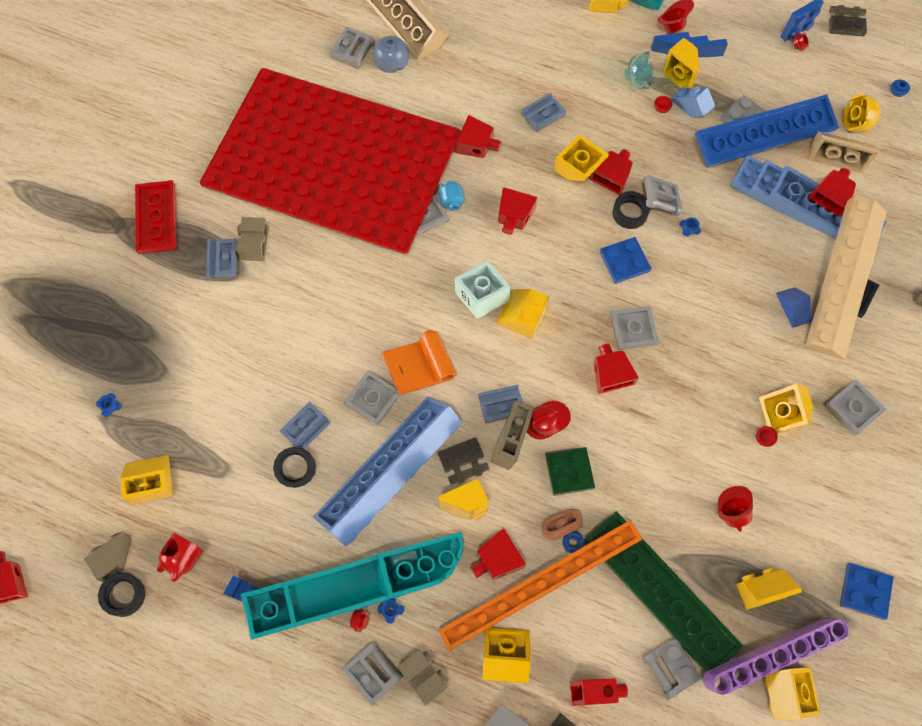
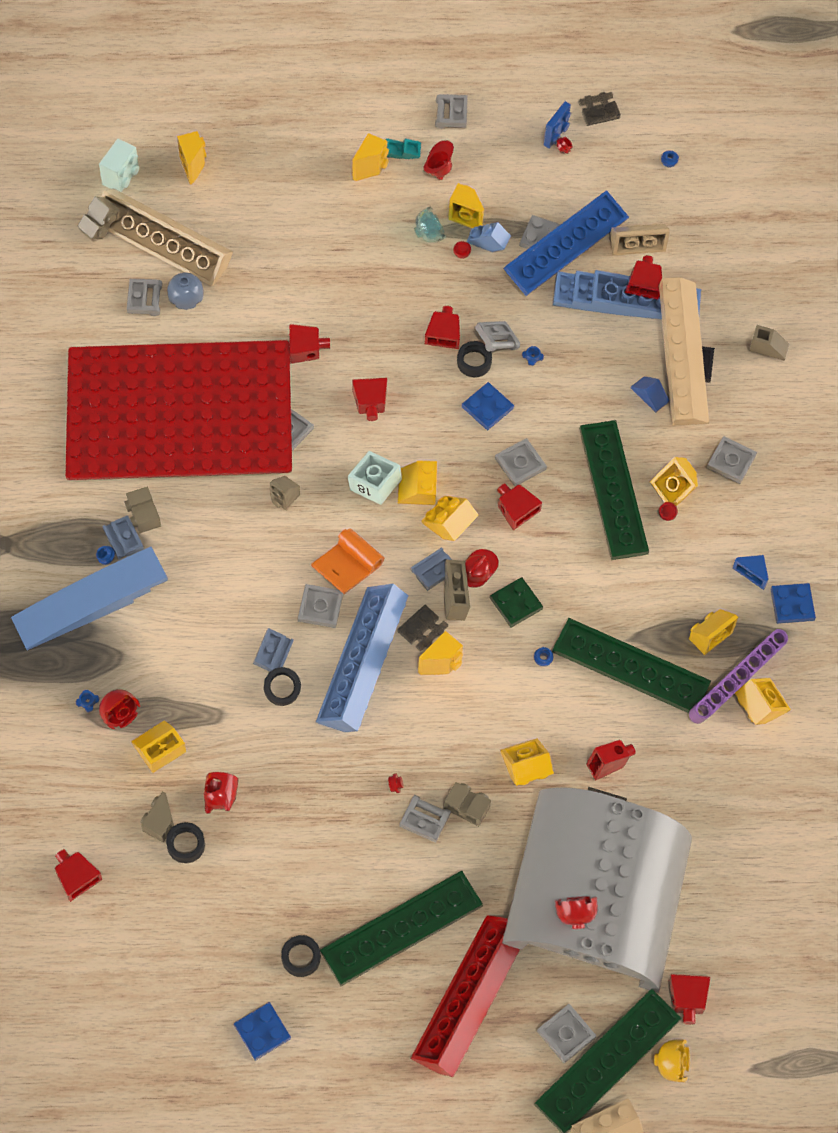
camera: 25 degrees left, 5 degrees down
(127, 425) = (118, 708): none -> red cylinder
(155, 217) = (40, 523): red plate -> none
(161, 305) = (90, 598): none -> medium blue slope
(197, 268) = (105, 554): none -> blue plate
(237, 587) = (288, 800): blue leg -> none
(351, 586) = (377, 756): teal slope -> none
(389, 270) = (284, 492): none -> dark tan slope
(390, 616) = (419, 772): blue plate -> none
(451, 195) = (307, 404): dark azure head -> none
(498, 557) = (488, 691): red torso -> none
(539, 357) = (450, 517): none -> yellow slope
(539, 585) = (531, 697): orange plate -> none
(543, 112) = (355, 296): sand blue plate -> none
(561, 524) = (528, 645): nougat plate -> none
(579, 159) = (410, 330): yellow slope -> none
(678, 666) = (665, 716): light grey plate -> none
(706, 48) = (445, 188): blue slope -> none
(718, 394) = (614, 490): none -> dark green plate
(736, 507) = (664, 577): red piece -> none
(837, 537) = (753, 569): none -> blue slope
(861, 113) = (643, 197): yellow cylinder -> none

